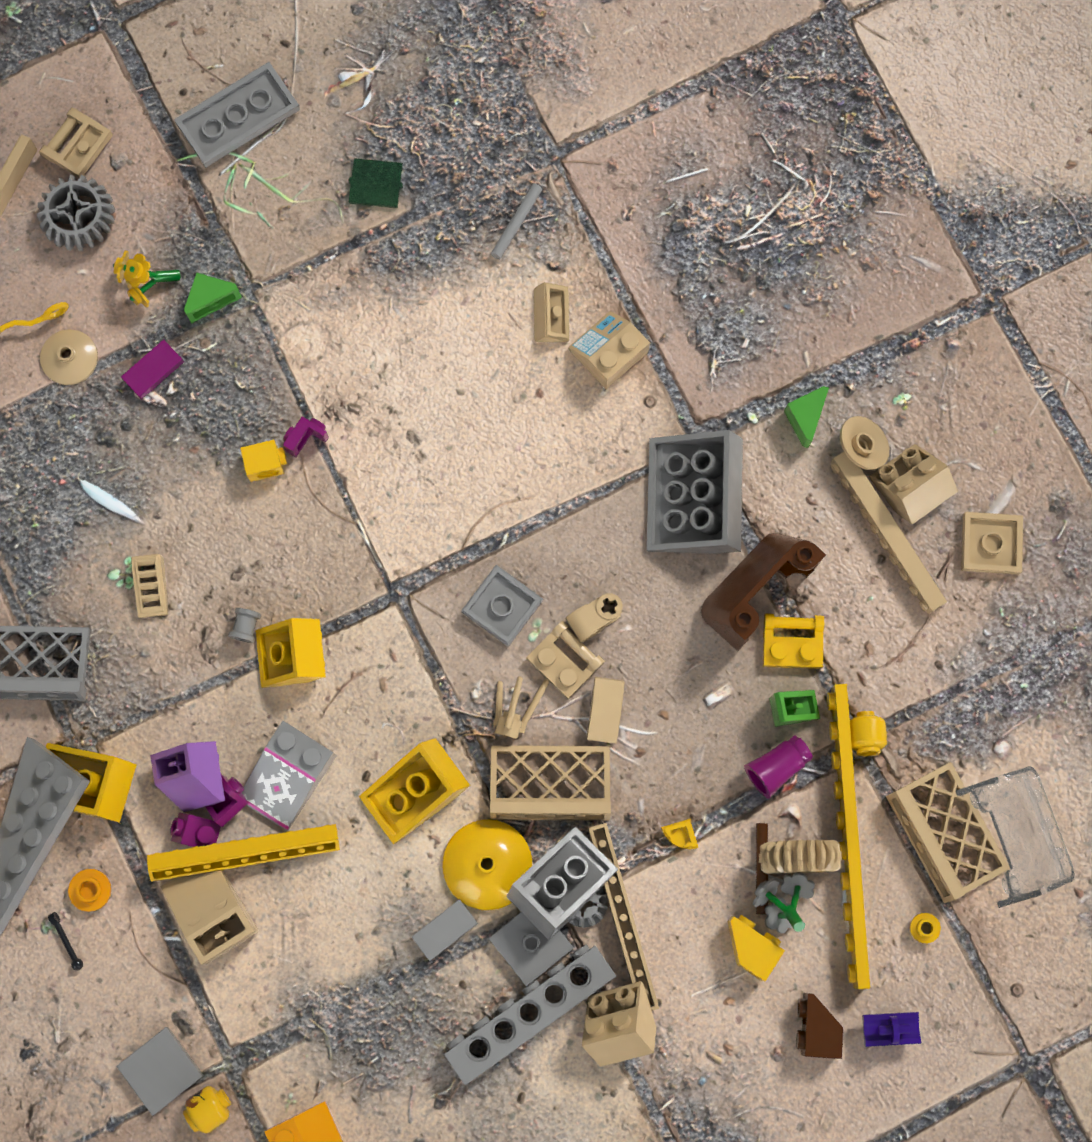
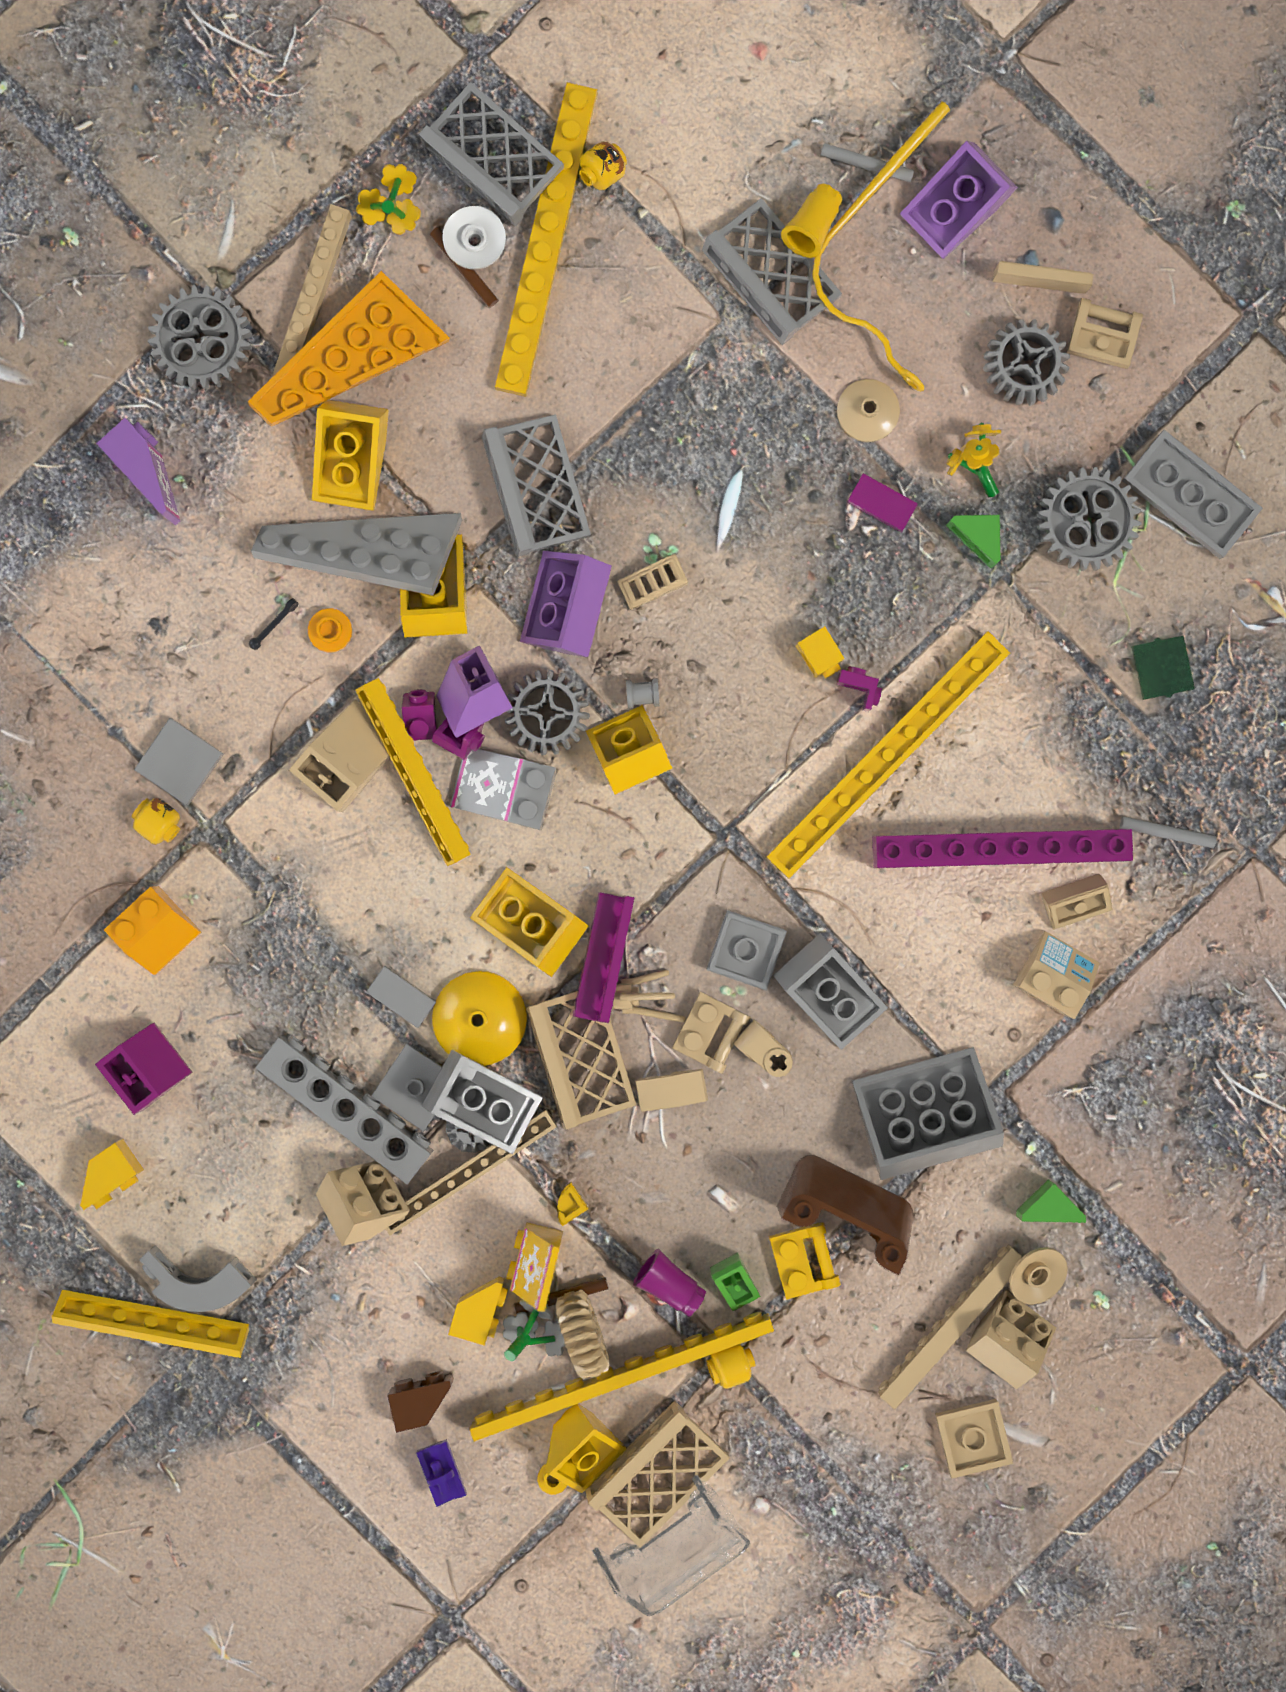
camera: 75 degrees right, 10 degrees up
(140, 668) = (566, 603): none -> medium lavender slope
(222, 226) = (1117, 516): none -> light grey gear
(237, 702) = (548, 685): none -> light grey gear
(372, 433) = (888, 754): none -> yellow plate
(468, 732) = (603, 957): none -> magenta fence
(484, 361) = (1002, 848): none -> magenta brick
(561, 543) = (830, 991): none -> light grey slope
(724, 879) = (535, 1263): none -> yellow slope
(905, 892) = (581, 1448): none -> yellow slope

